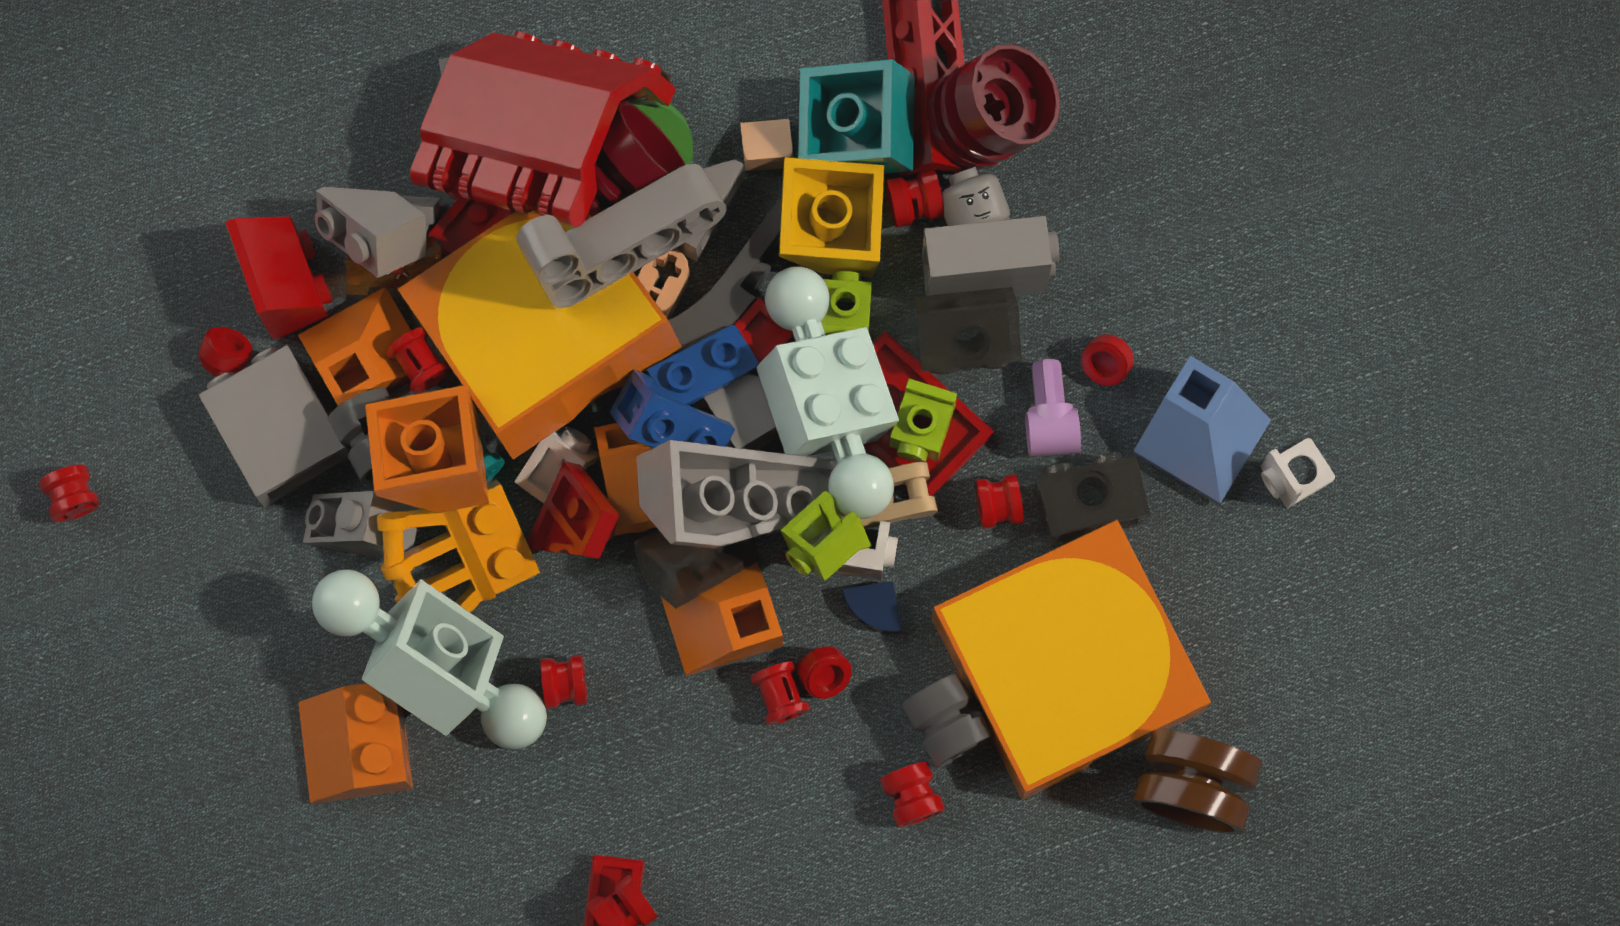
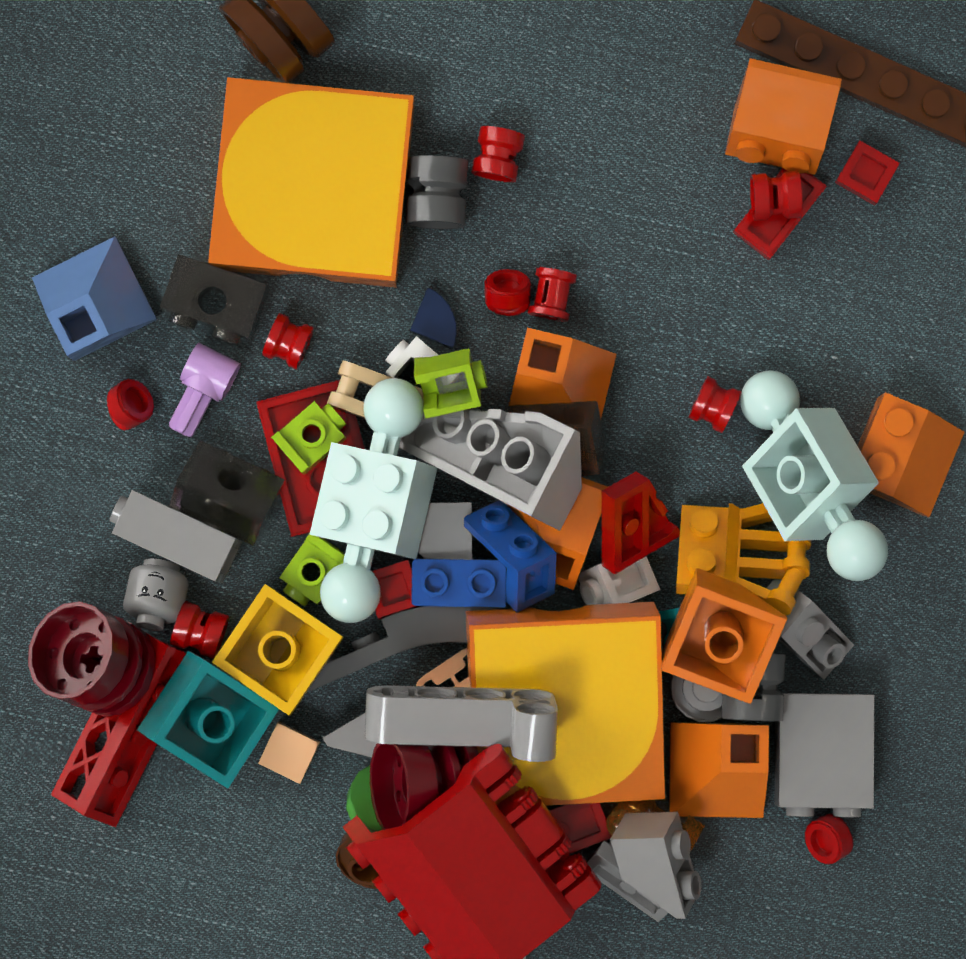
camera: 155 degrees left, 10 degrees up
(279, 273) = (750, 874): red slope -> none
(418, 360) = (683, 726): red bush -> none
(1281, 480) = (57, 225): white bracket -> none

